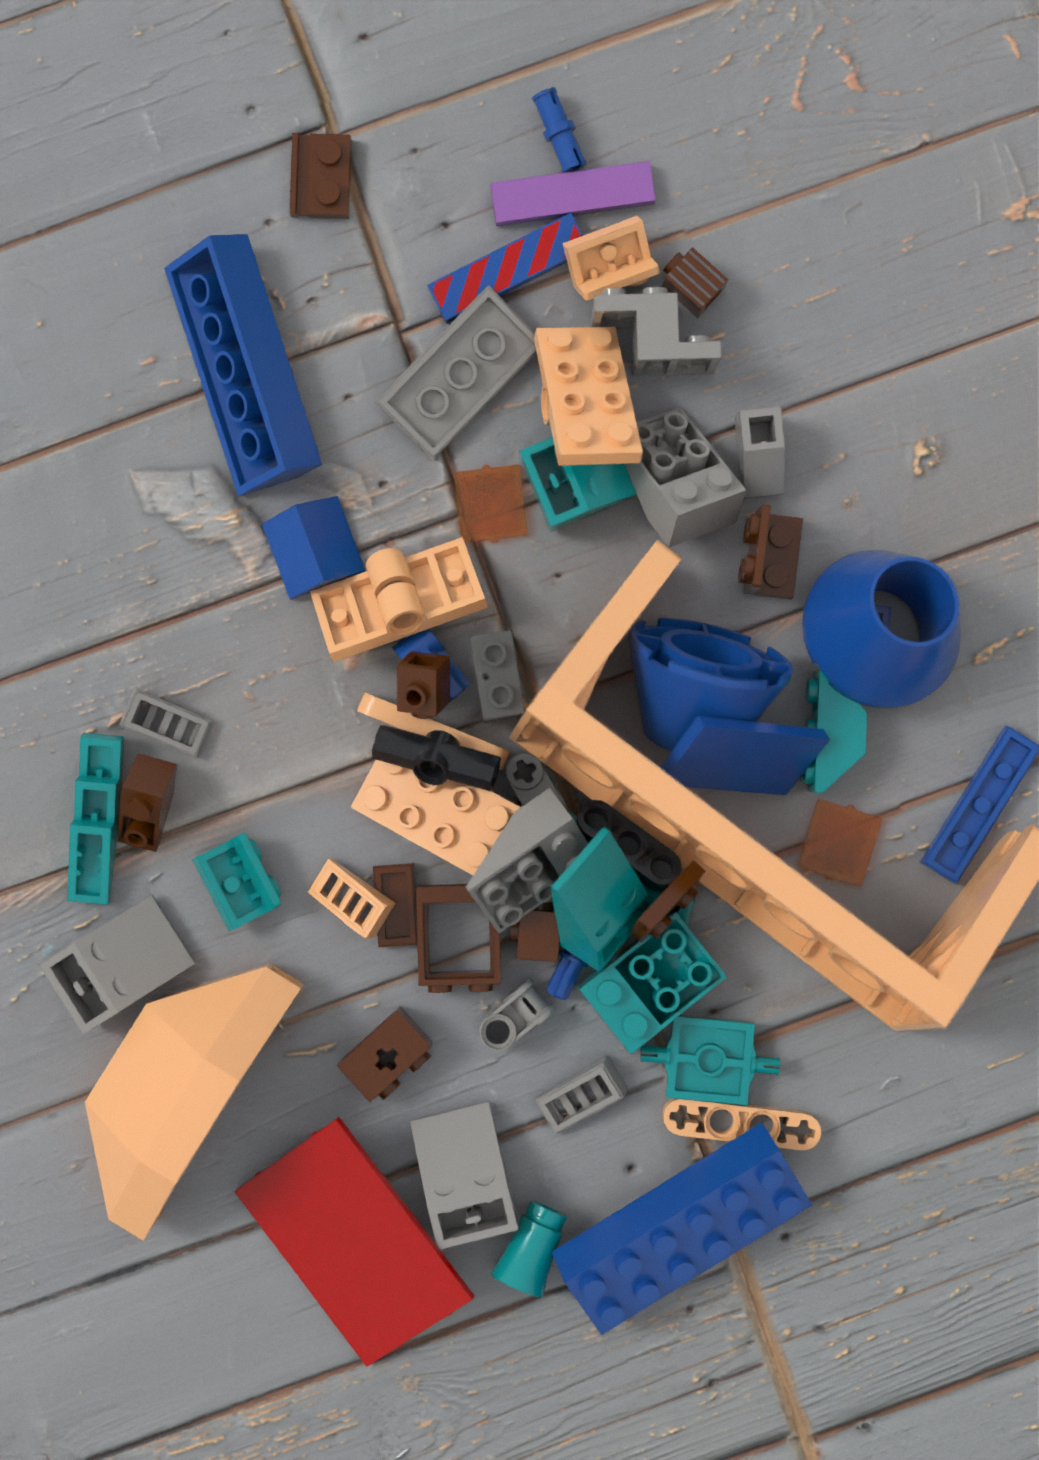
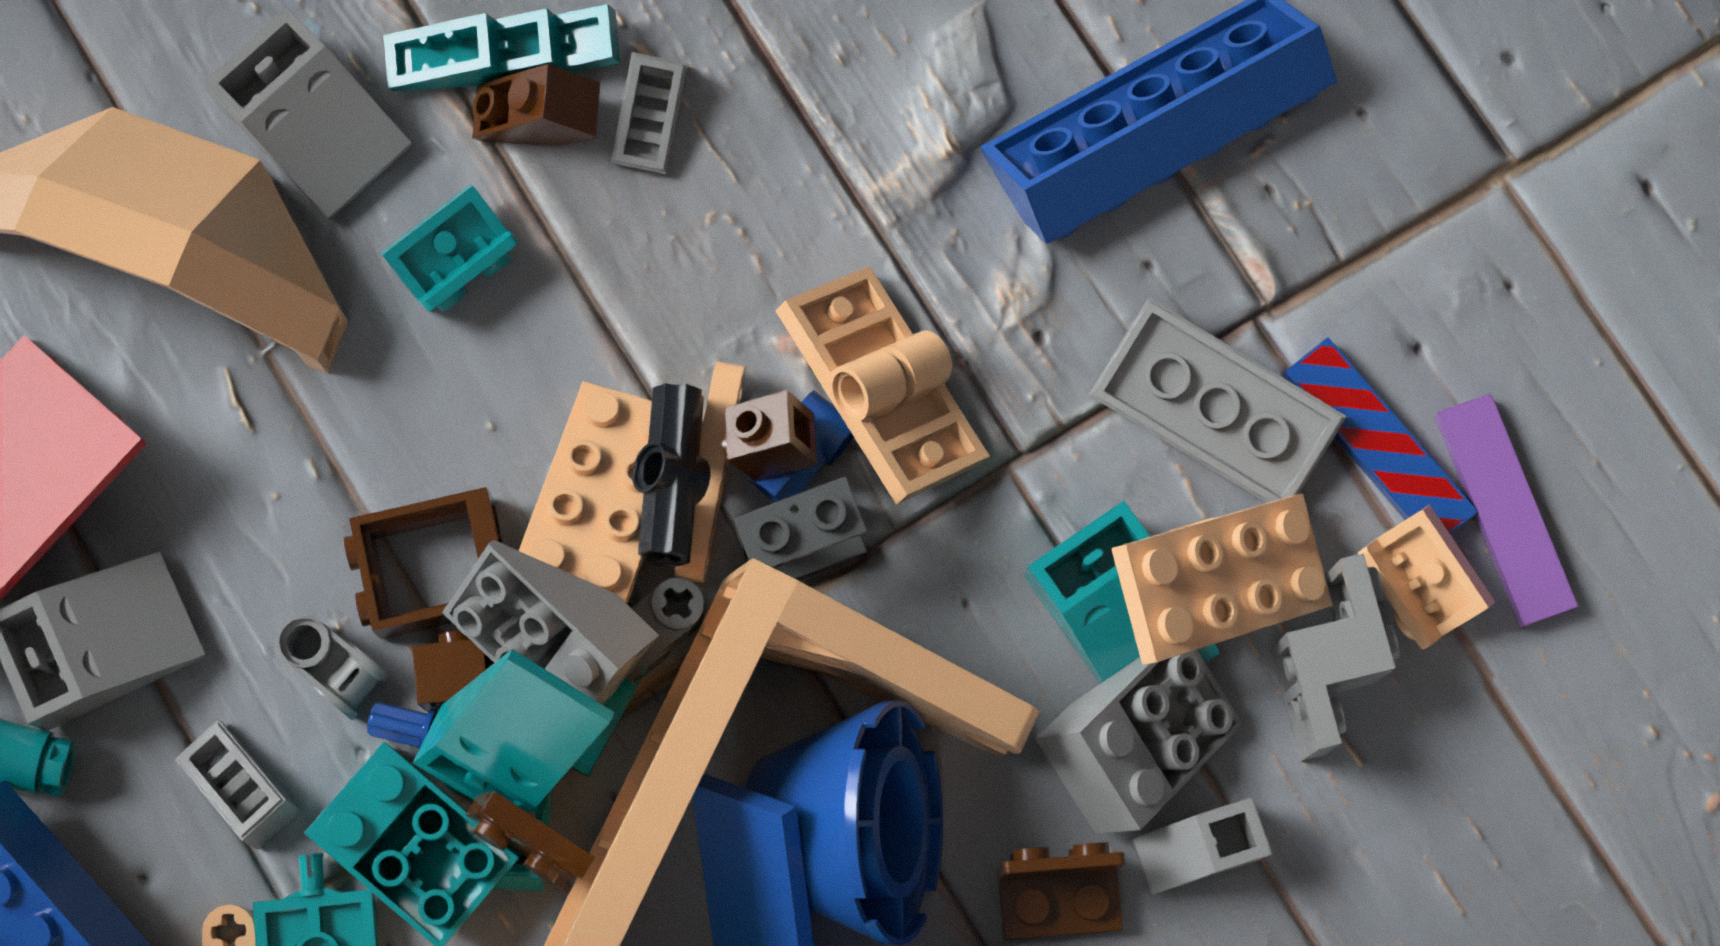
camera: 80 degrees right, 10 degrees down
(313, 546) = (934, 259): blue slope -> none
(320, 176) = (1442, 166): reddish brown plate -> none
(363, 1062) = (221, 475): reddish brown brick -> none
(381, 904) = (455, 445): light nougat slope -> none
(397, 884) = (460, 467): reddish brown tile -> none
(490, 503) = (1045, 487): clear orange piece -> none
(559, 130) = (1588, 472): blue pin -> none
(649, 847) = (622, 751): black beam -> none
(694, 281) = (1422, 702): reddish brown brick -> none

